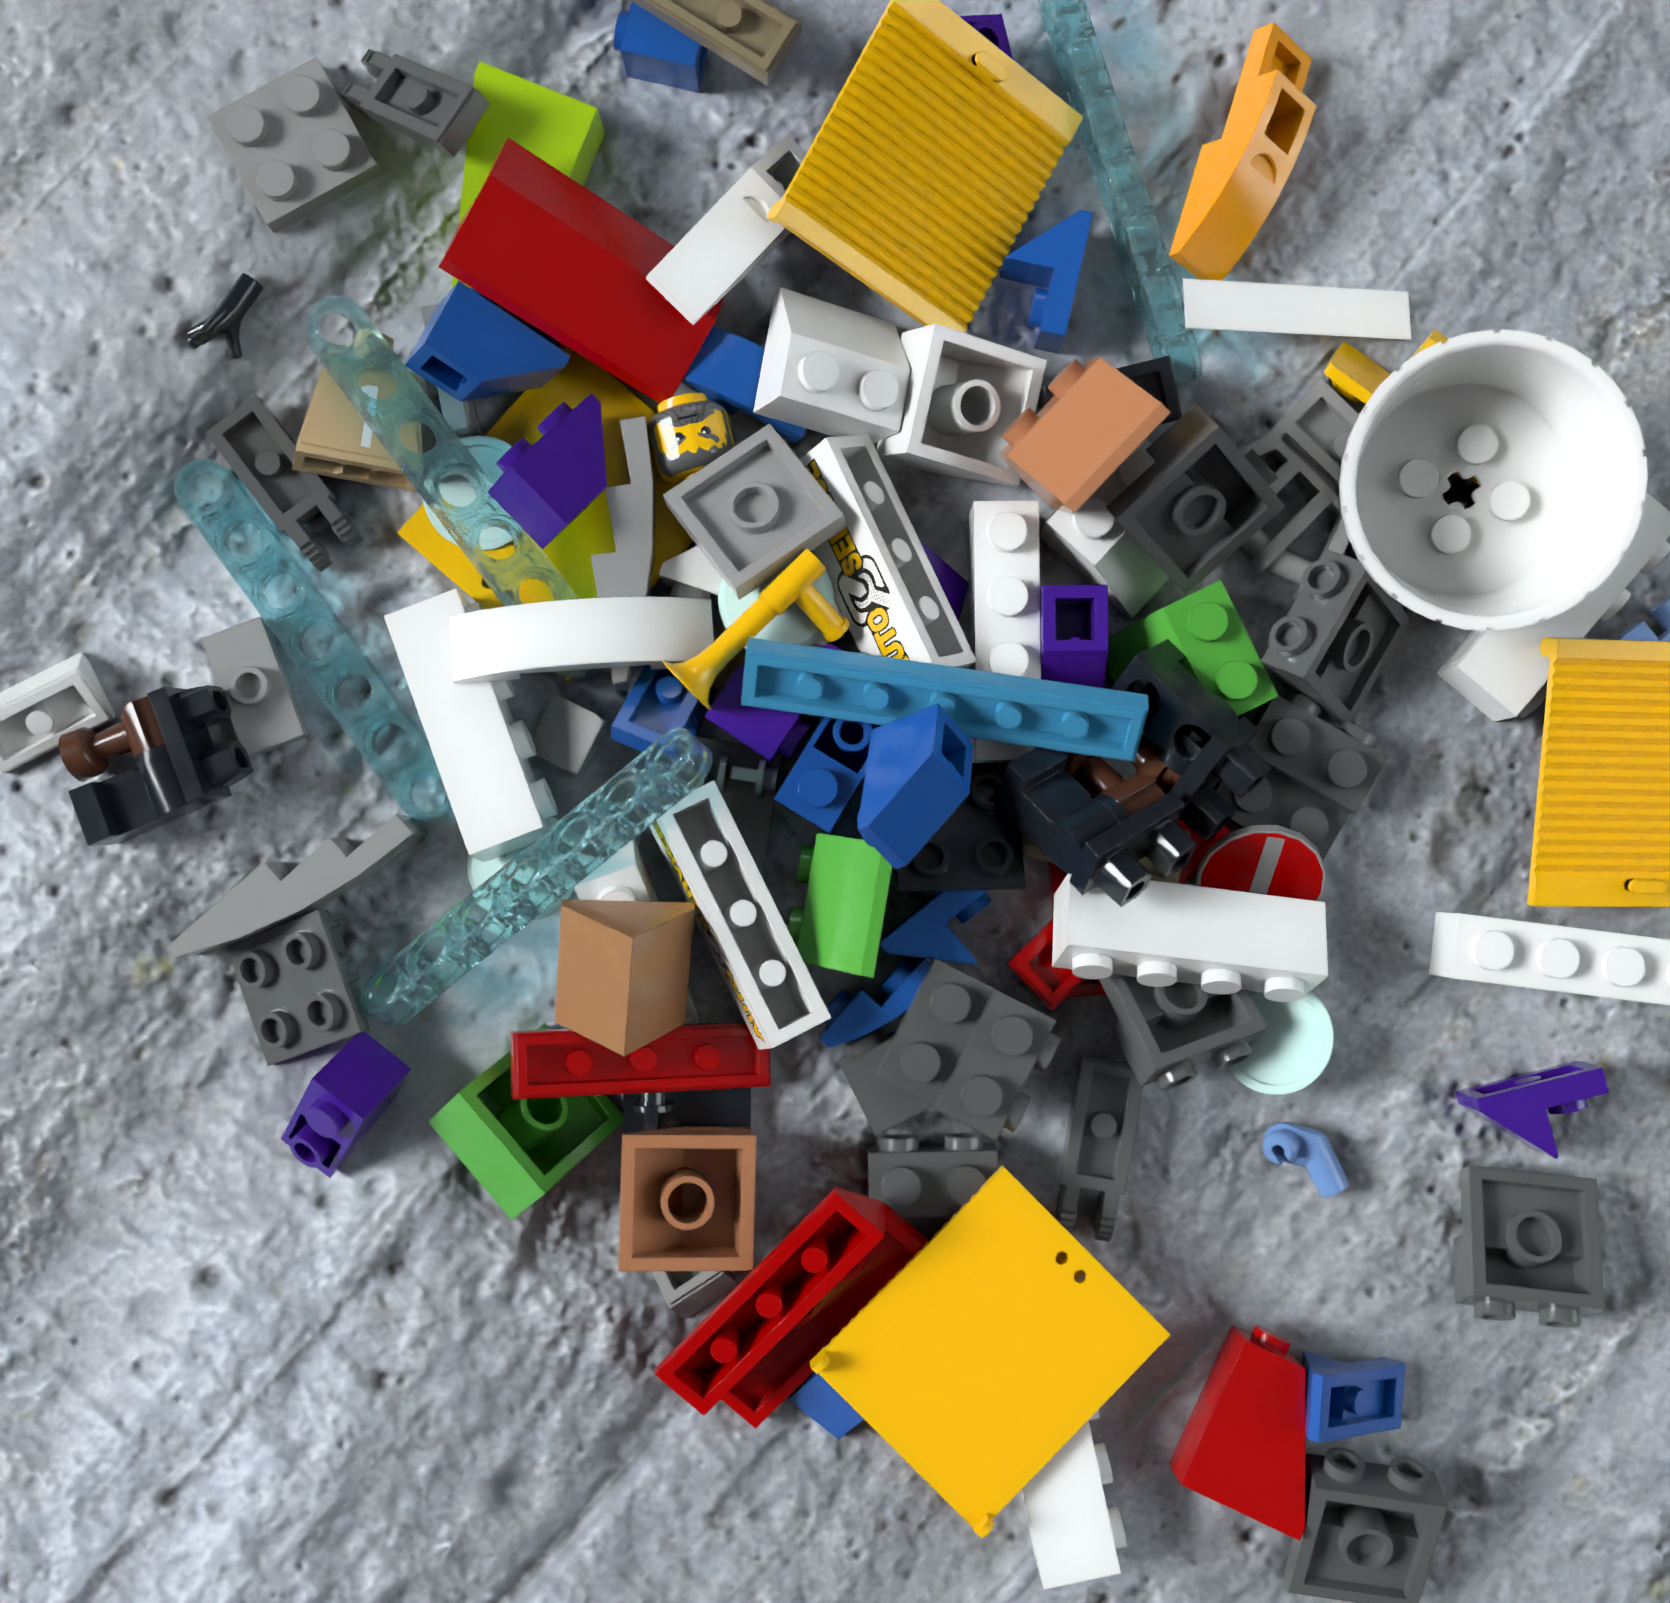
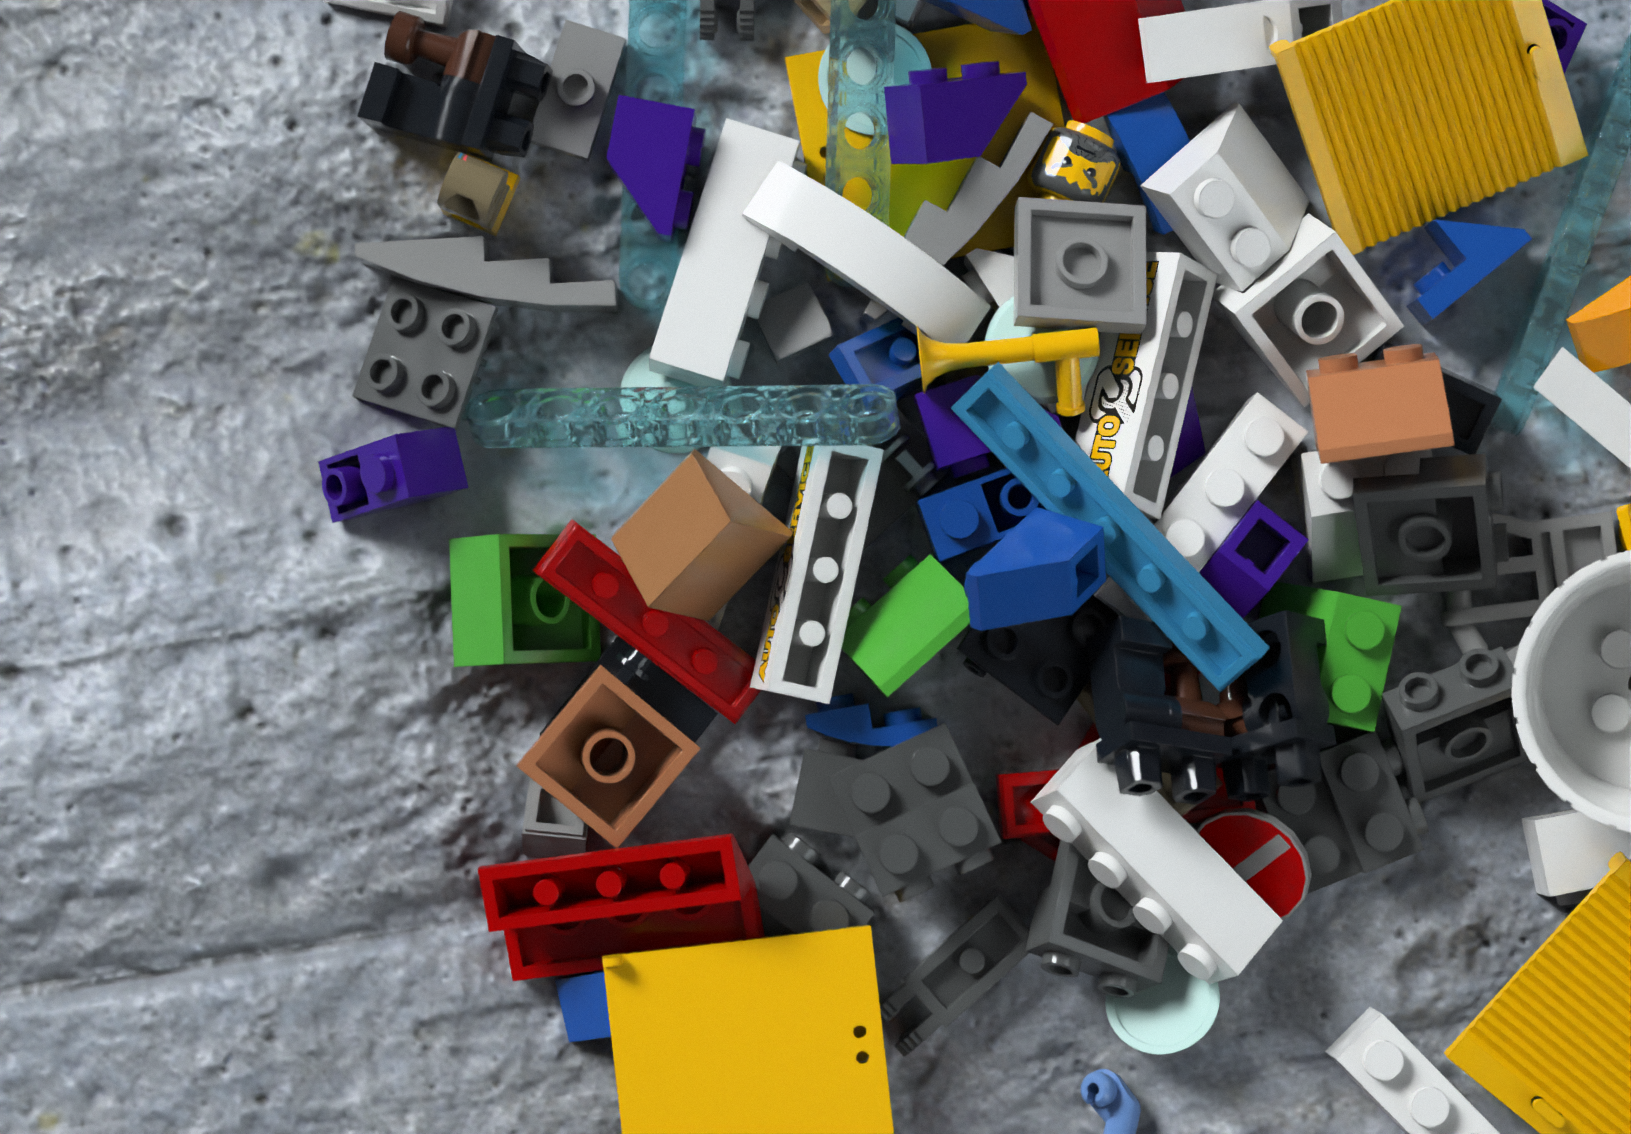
camera: 35 degrees right, 0 degrees up
(232, 830) = (477, 192): none -> dark tan leg
(347, 690) = (651, 156): none -> dark purple slope
(926, 932) = (955, 699): blue slope -> none

